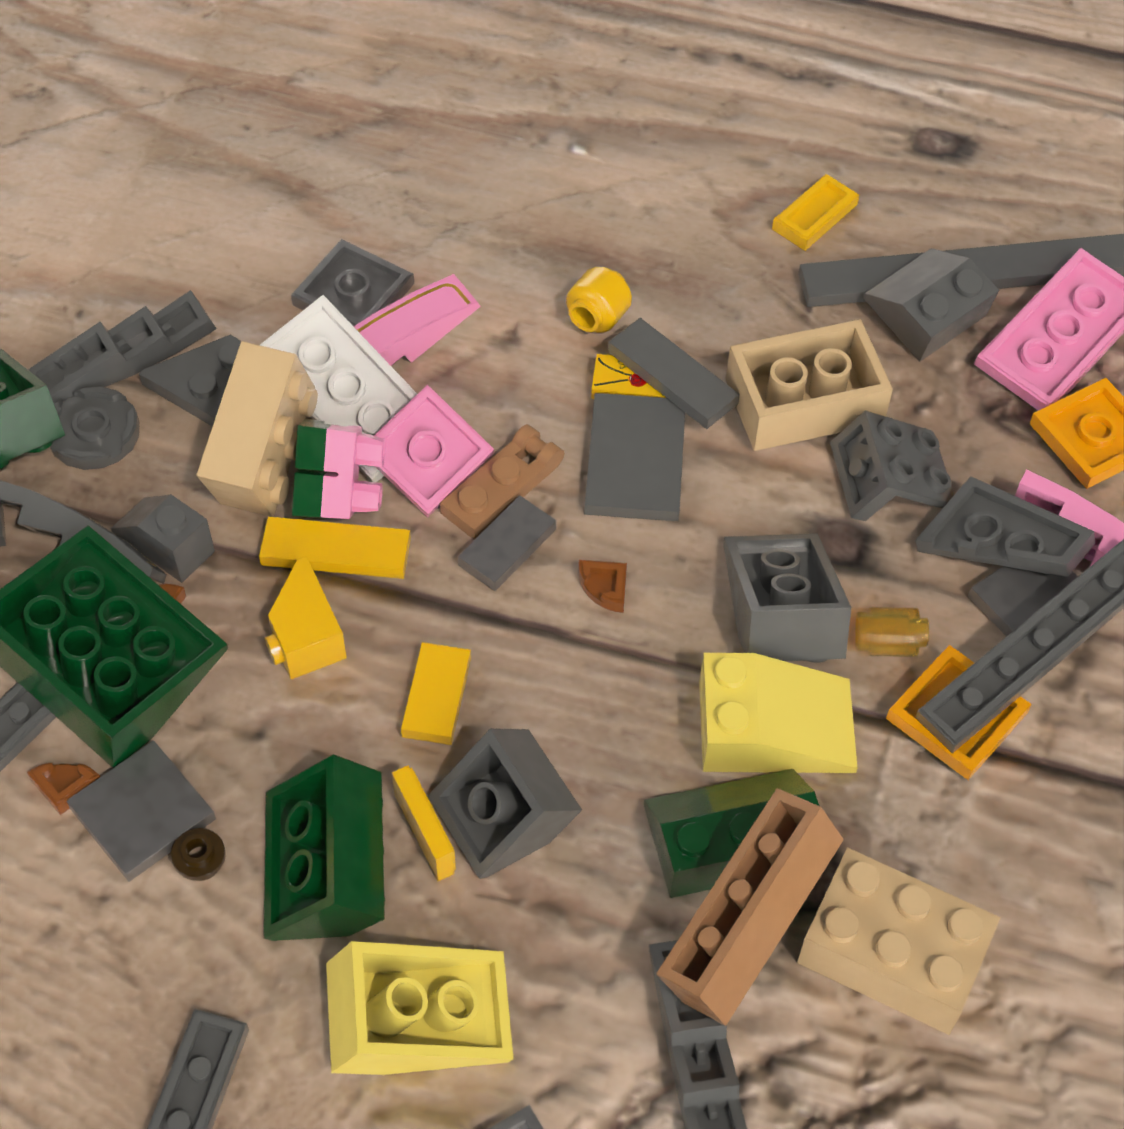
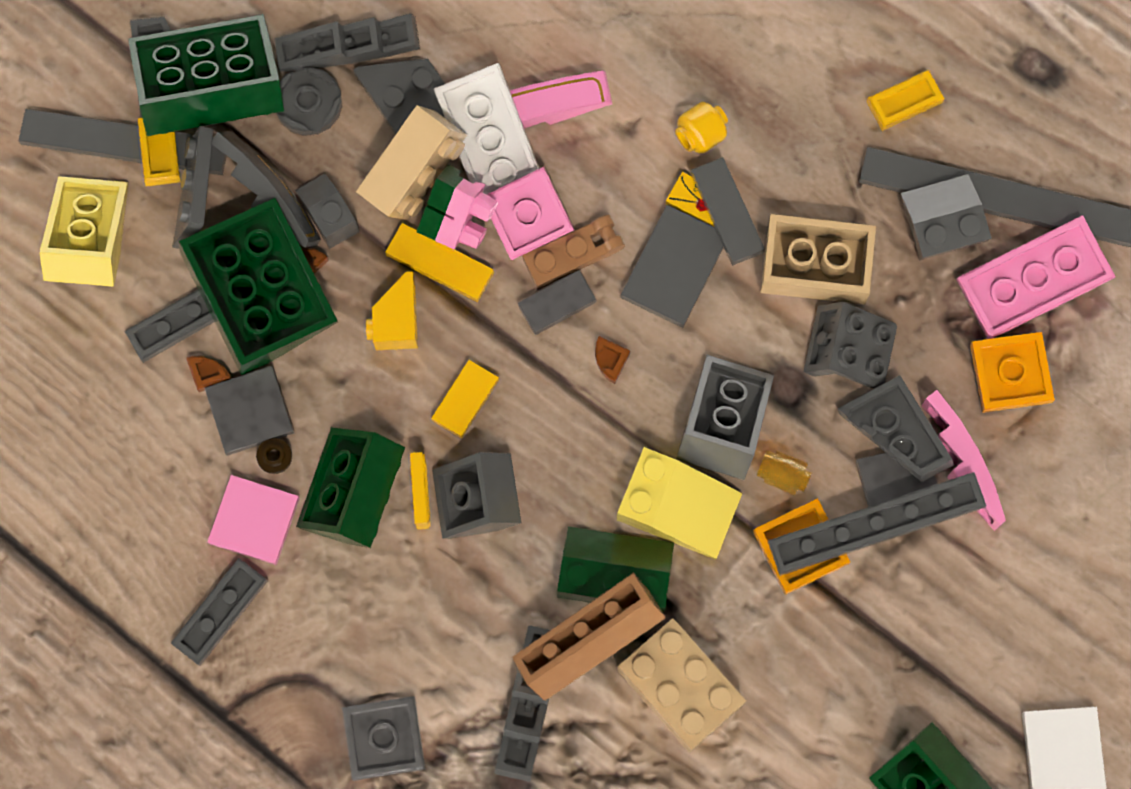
camera: 25 degrees right, 20 degrees up
(197, 951) = (253, 520): none -> bright pink tile
(354, 282) = (531, 46): flat silver tile -> none
(416, 1008) = (371, 612): light yellow slope -> none

